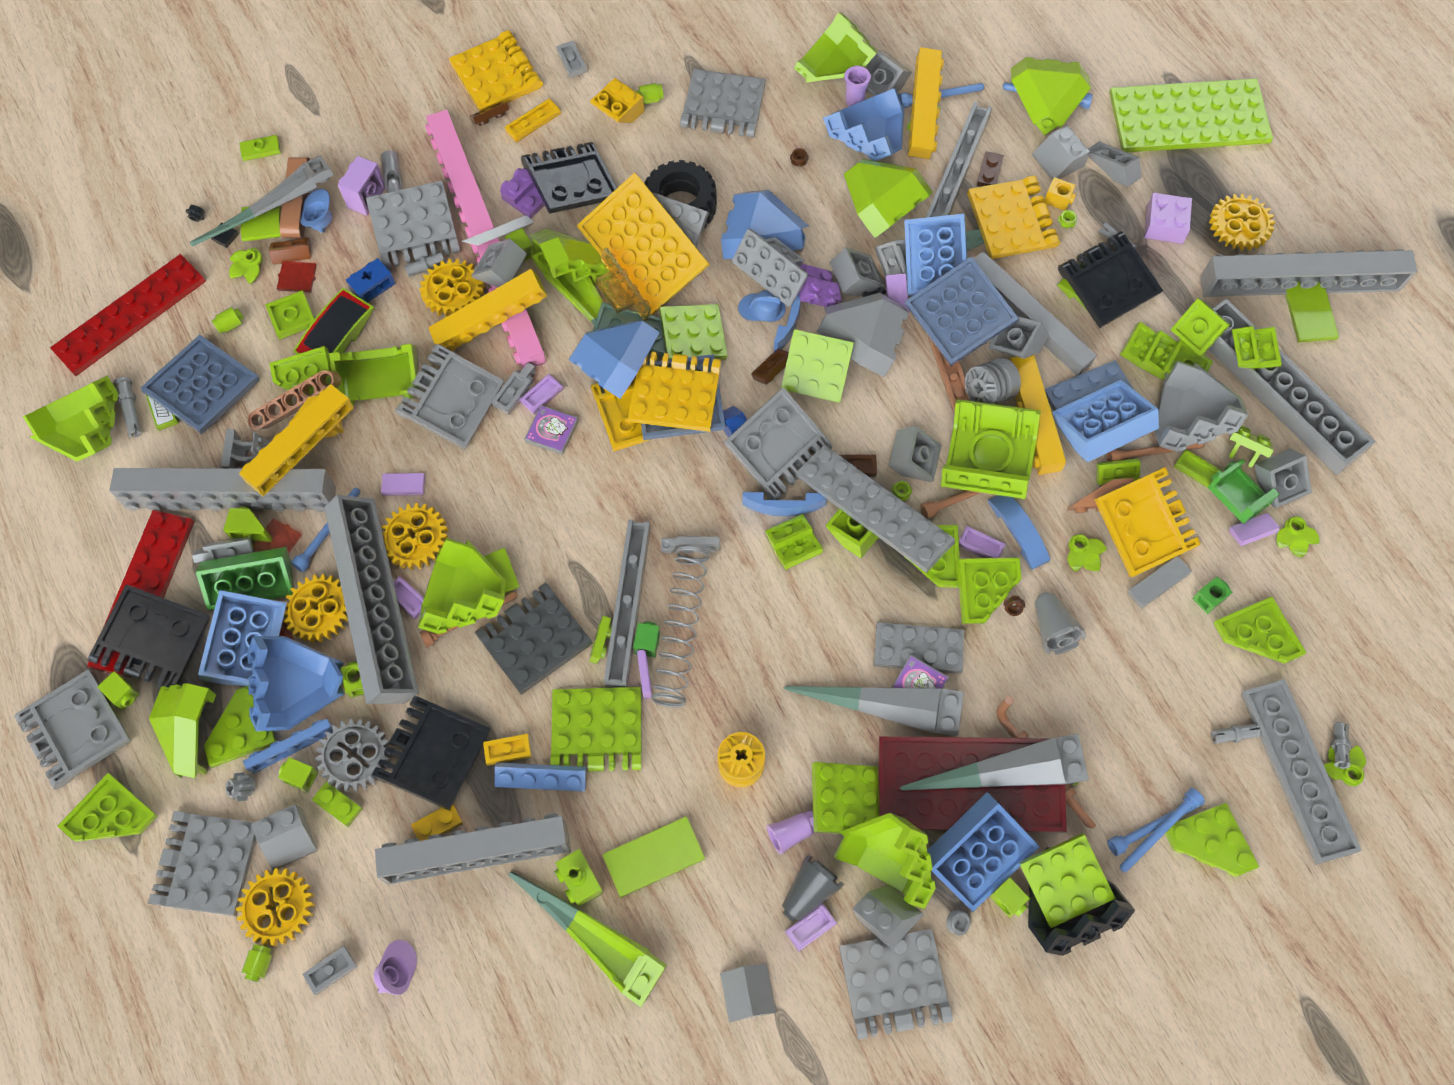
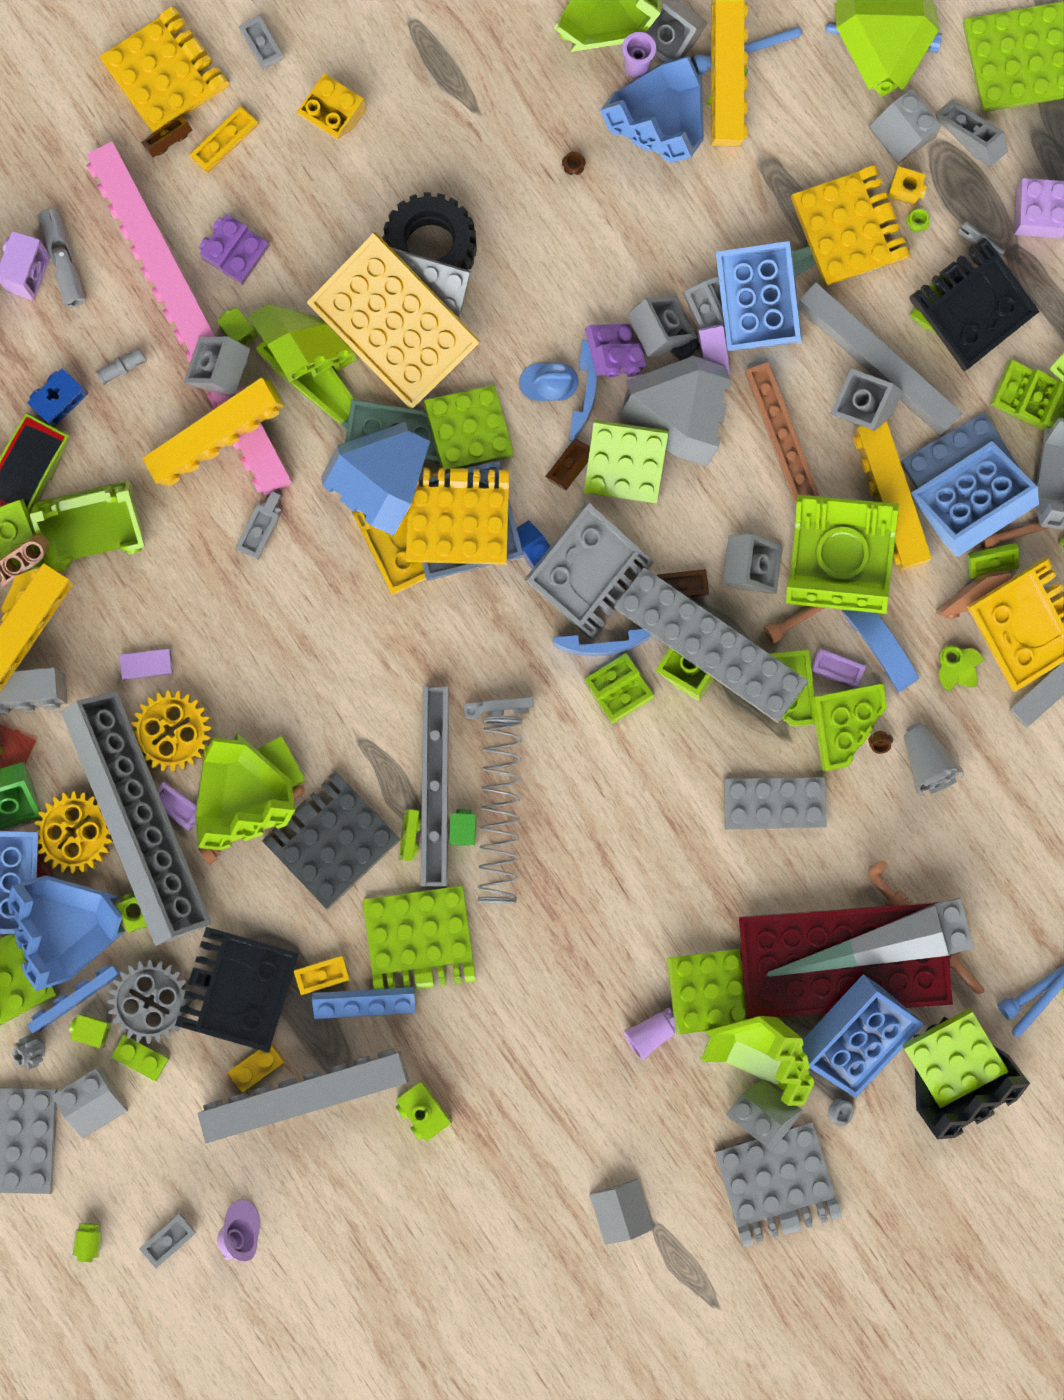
camera: 10 degrees left, 15 degrees up
(254, 914) = (116, 1170): yellow gear -> none
(302, 561) = (44, 775): medium blue piece -> none
(412, 221) = (95, 310): light grey hinge -> none
(450, 287) = (150, 377): yellow gear -> none
(452, 399) = (189, 550): light grey hinge -> none
(499, 231) = (209, 313): white sticker -> none
(541, 394) = (293, 528): lavender tile -> none
(551, 429) = (313, 574): tile -> none
(569, 179) = (287, 227): hinge -> none
(619, 289) = (370, 383): clear yellow bracket -> none
(619, 957) = (481, 1193): lime plate -> none
(644, 674) = (465, 870): lavender tile -> none
(651, 93) = (371, 86): lime brick -> none
(653, 857) = (502, 1077): lime tile -> none
(723, 101) = (467, 85): light grey hinge -> none
(742, 772) = (583, 946): yellow wheel -> none
(766, 217) = (537, 275): medium blue panel -> none
(771, 266) = (557, 333): light grey bracket -> none
(809, 889) = (678, 1095): dark grey cone -> none
(811, 927) = (682, 1134): lavender tile -> none
(884, 192) = (687, 210): lime panel -> none
(902, 485) = (746, 611): lime plate -> none
(919, 675) = (777, 850): tile -> none
(923, 708) = (782, 877): light grey plate -> none
(960, 161) = (777, 157): light grey tile -> none
(961, 311) = (795, 373): sand blue plate -> none
(990, 169) = (817, 157): plate -> none
(993, 381) = (838, 465): light grey wheel -> none
(1010, 898) = (896, 1081): lime brick -> none

